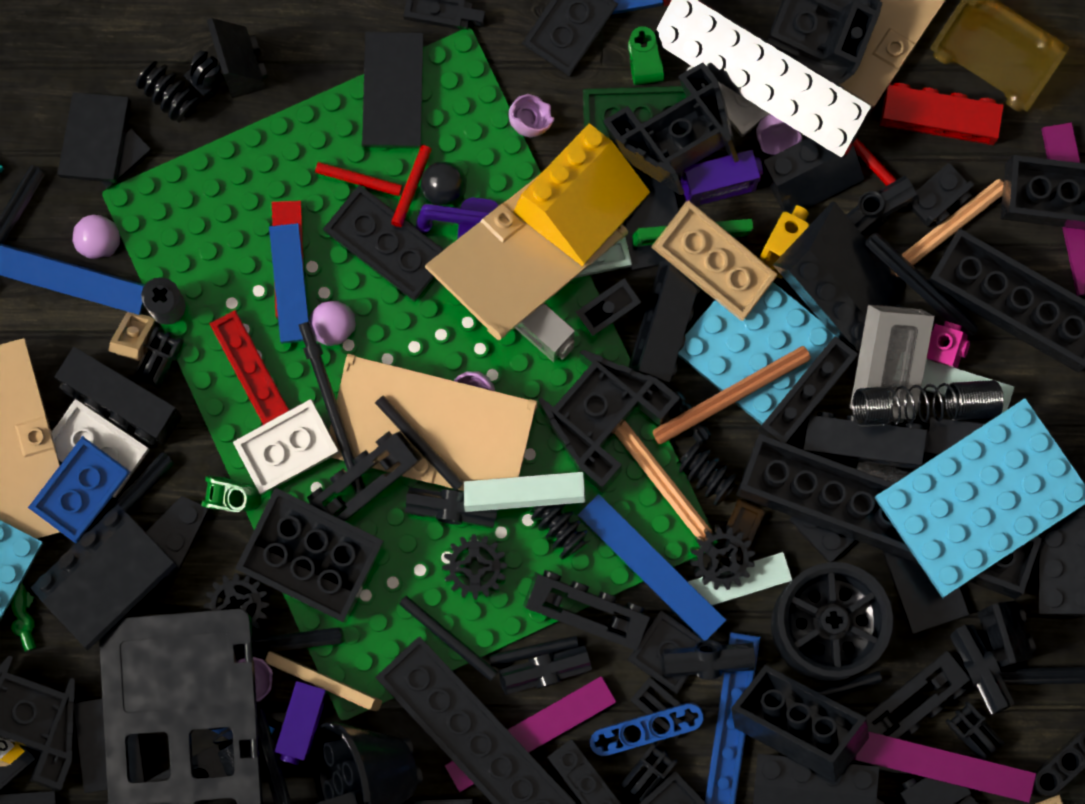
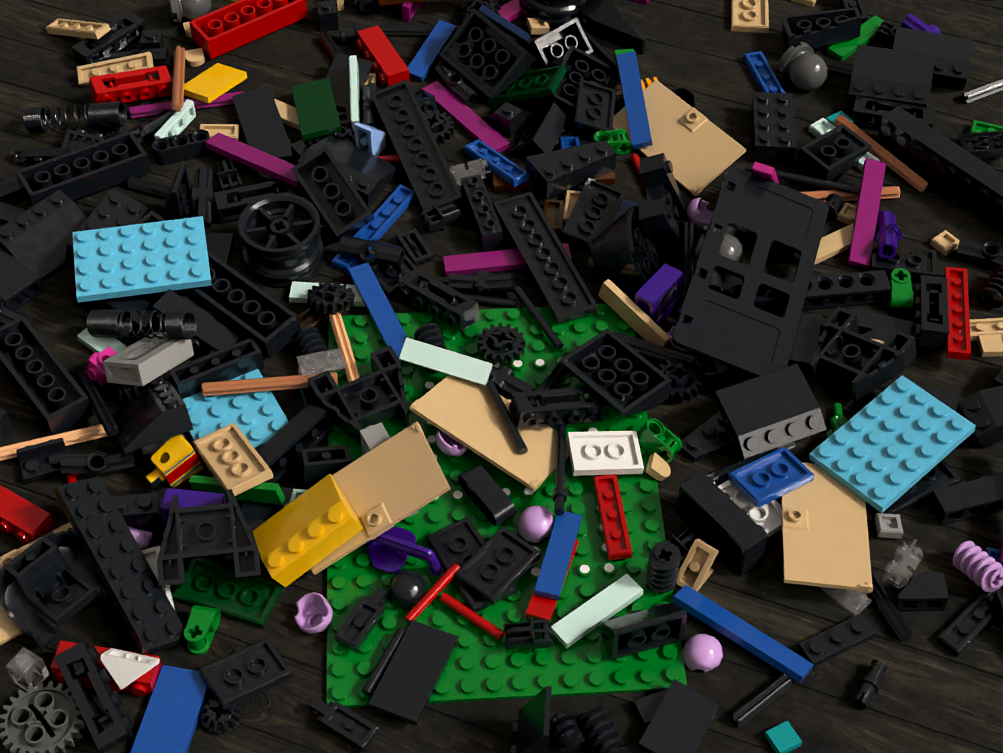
camera: 155 degrees left, 30 degrees down
(163, 222) = (644, 630): none -> black slope
(219, 461) = (658, 467): none -> tan tile
(224, 237) = (596, 610): none -> light aqua tile
(291, 169) = (524, 636): none -> black arm
(352, 244) = (497, 565): none -> black tile
(390, 546) = (553, 378): none -> black axle
(403, 336) = (487, 495): none -> black beam
(429, 90) = (383, 662): none -> black bar
(472, 124) = (362, 620): none -> black hinge
(645, 724) = (401, 230): blue beam -> none
(681, 443) = (320, 362): none -> clear hinge

